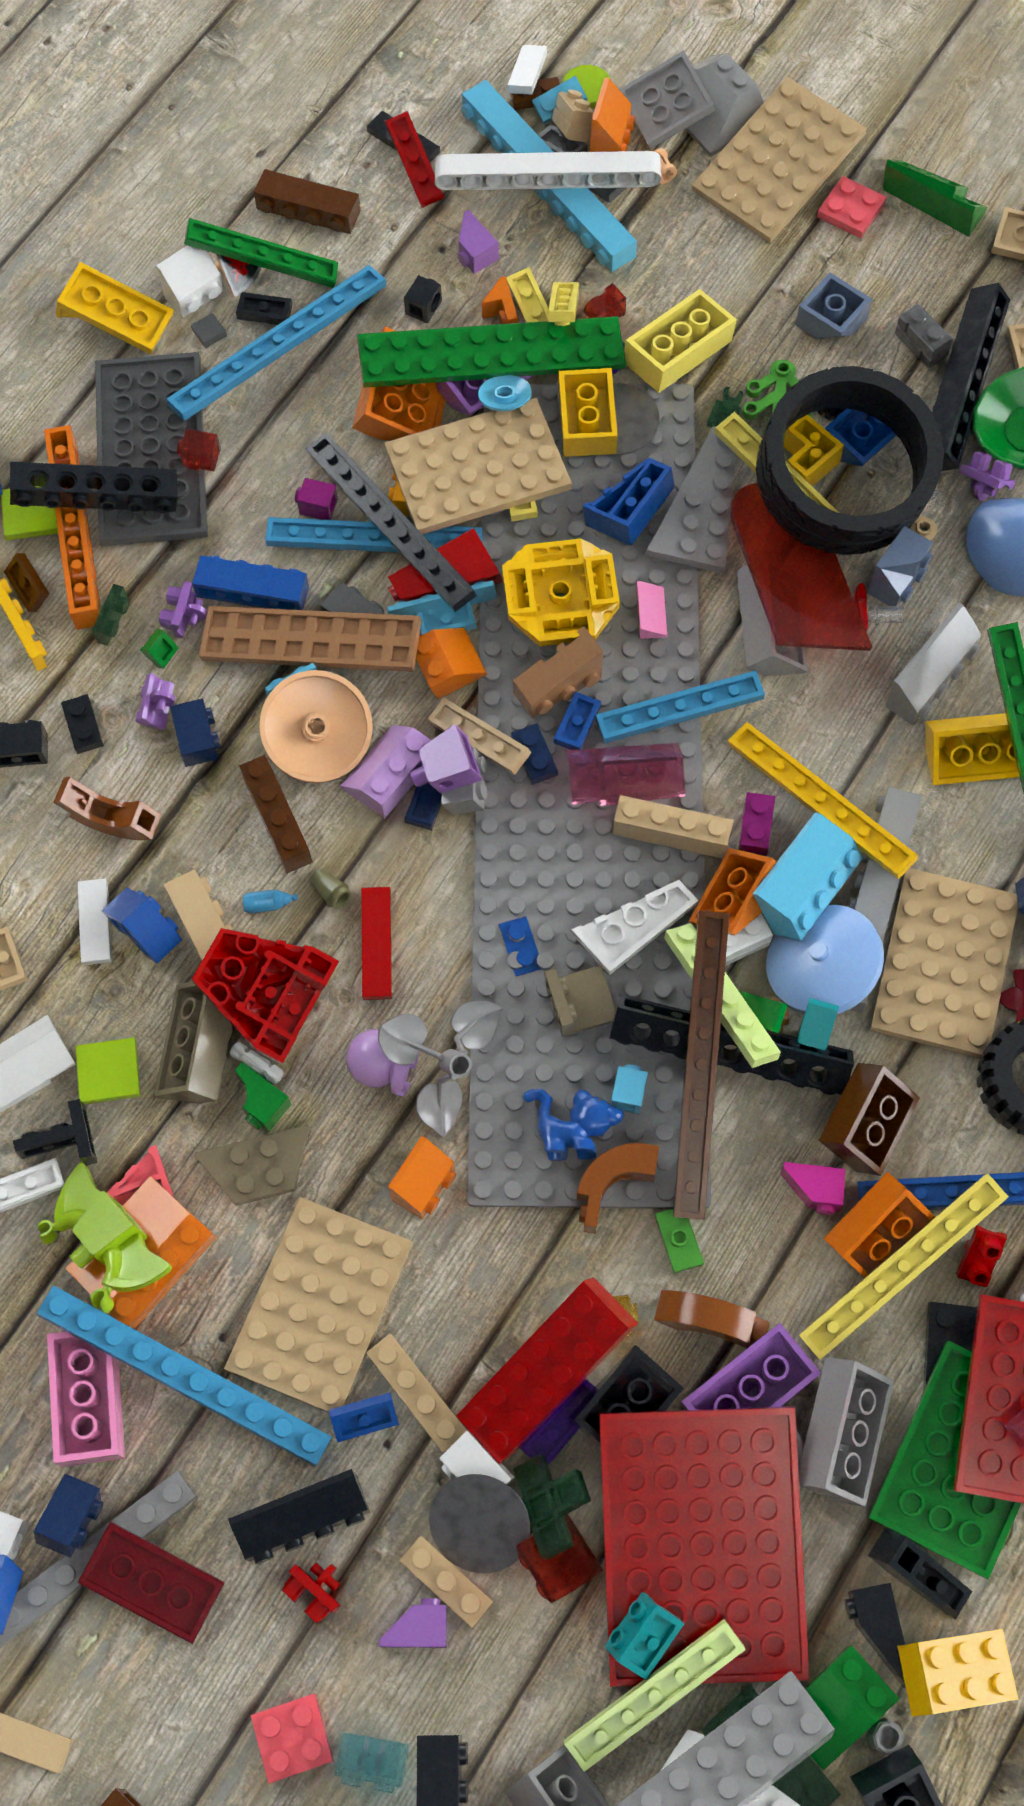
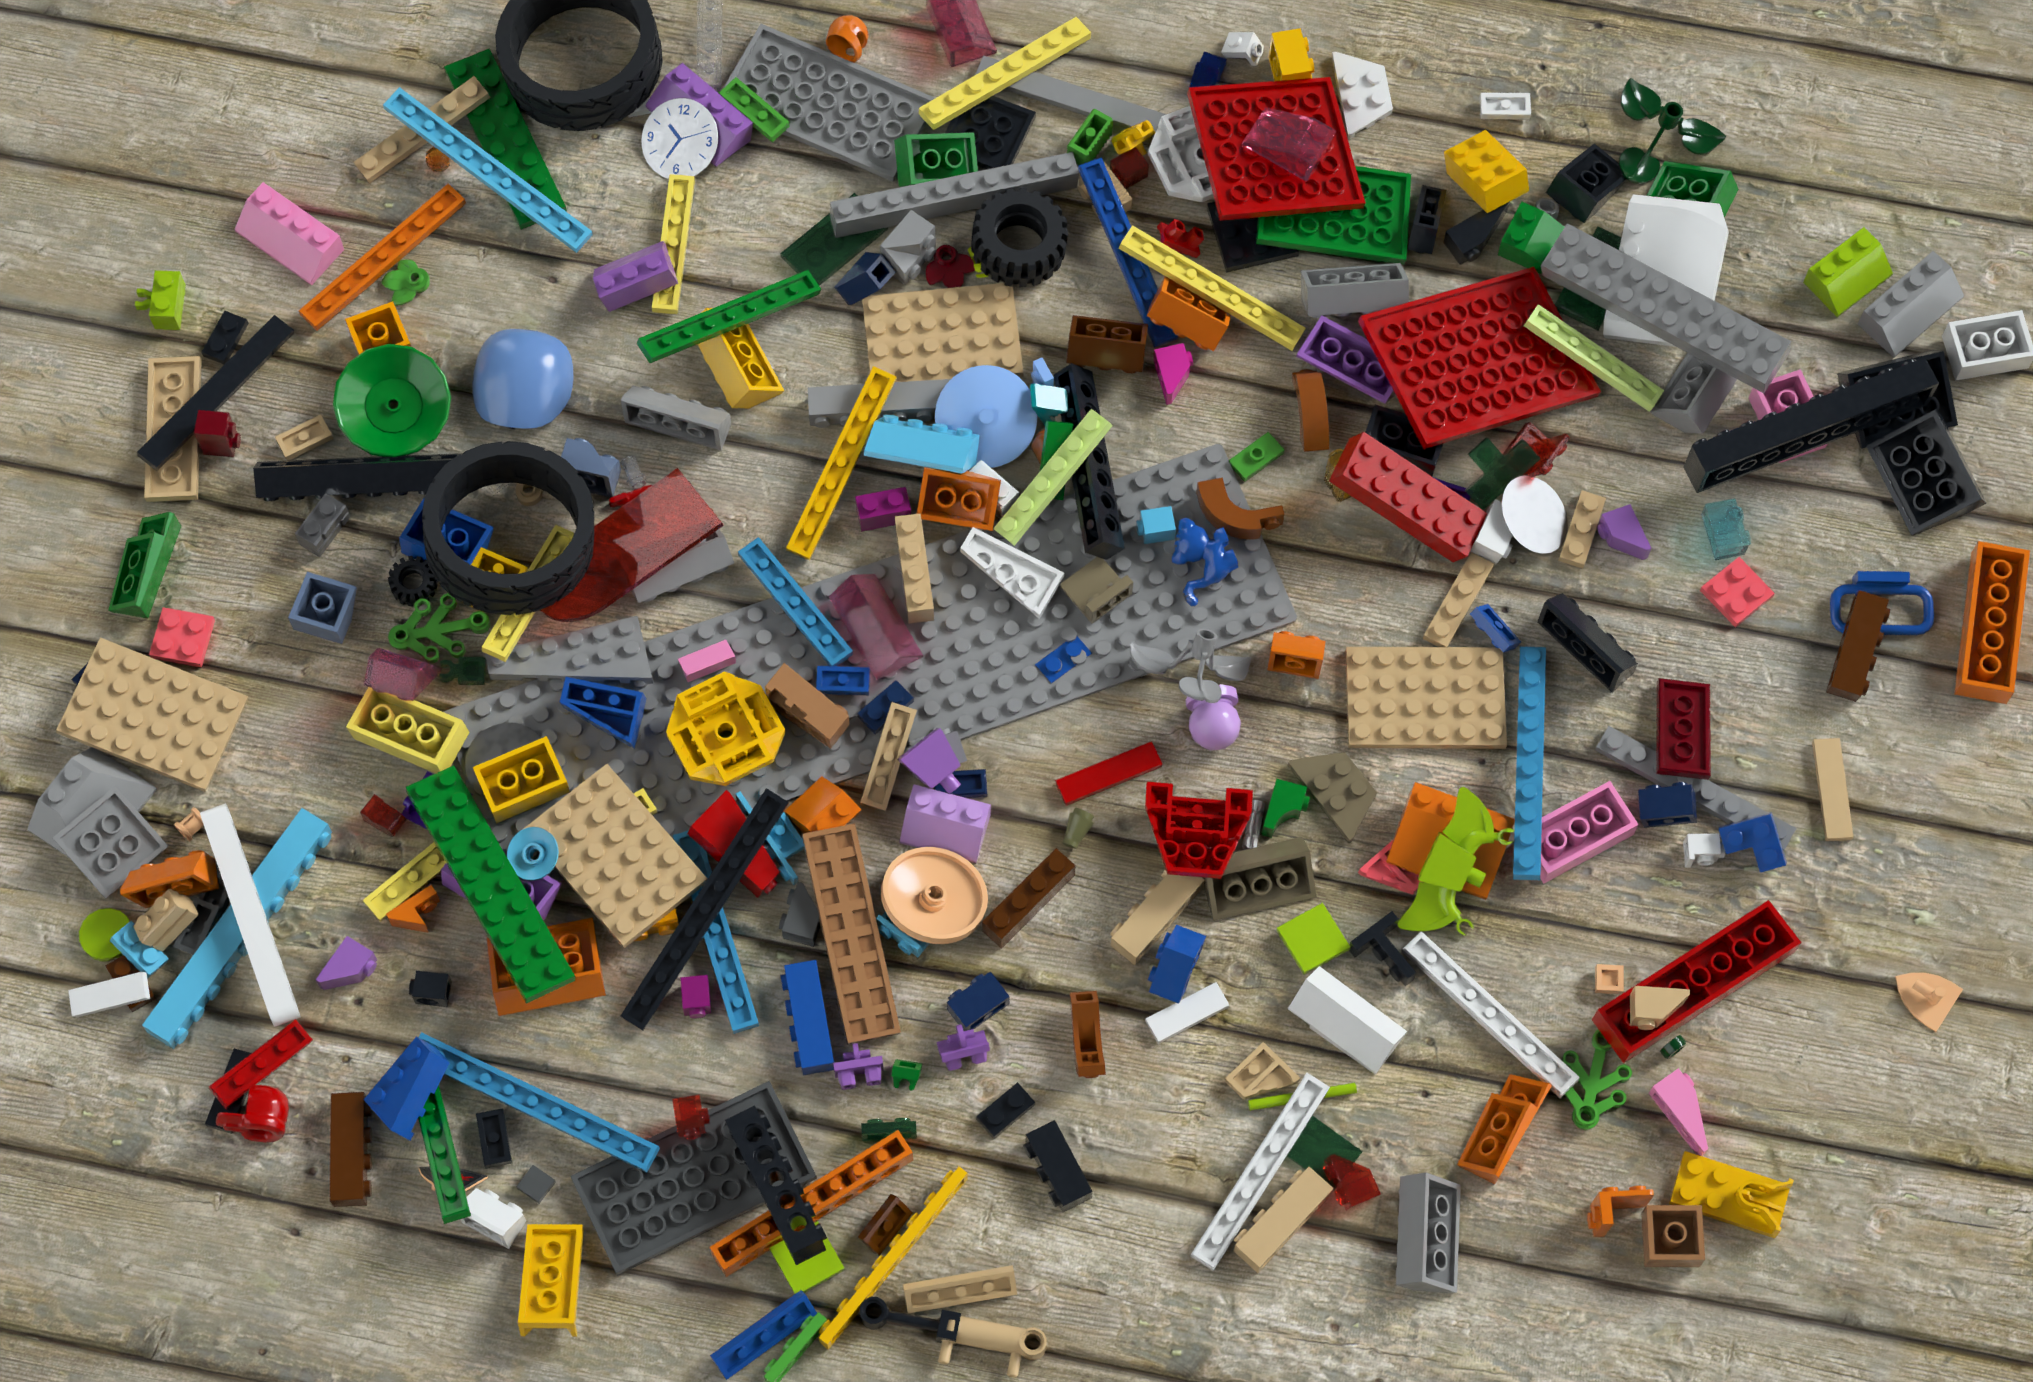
camera: 115 degrees left, 0 degrees up
(266, 900) = (1108, 878): dark azure piece -> none
(301, 1581) = (1633, 625): red hips -> none
(333, 243) = (406, 1087): none -> blue wedge
(365, 143) = (264, 1115): none -> red piece
(563, 303) = (404, 842): light yellow plate -> none
(643, 1635) = (1559, 375): teal bracket -> none
(701, 1065) = (1121, 466): reddish brown plate -> none
(737, 343) = (398, 674): none -> clear pink slope
(848, 1032) = (1041, 373): none -> light blue plate
(987, 479) = (464, 428): medium lavender hips -> none

